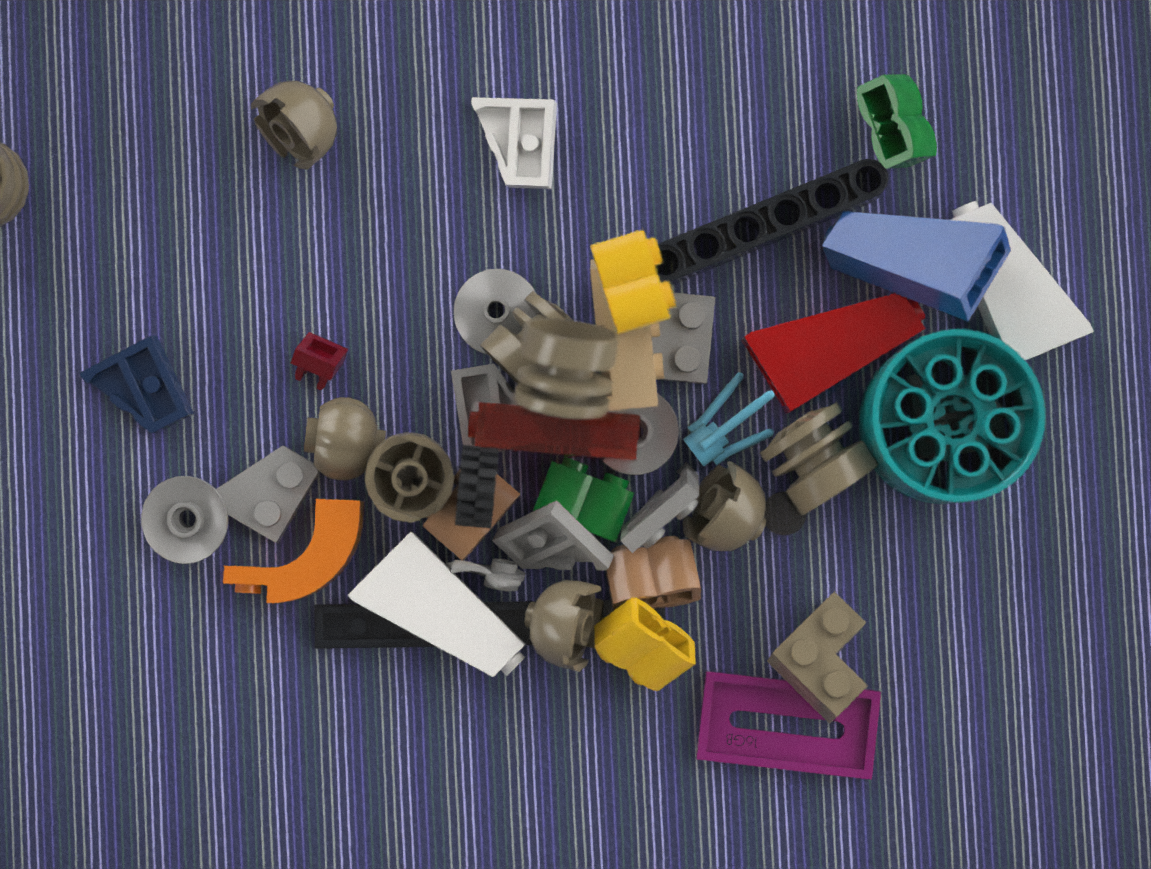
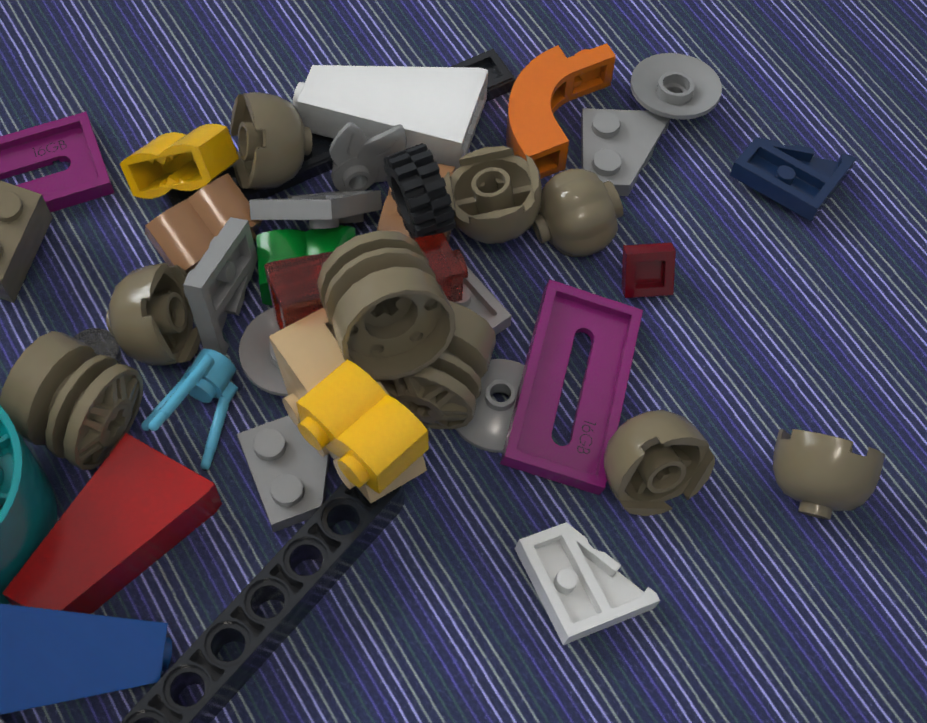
camera: 145 degrees right, 25 degrees down
(378, 318) = (613, 338): none -> magenta piece
(415, 196) = (656, 460): none -> dark tan cylinder

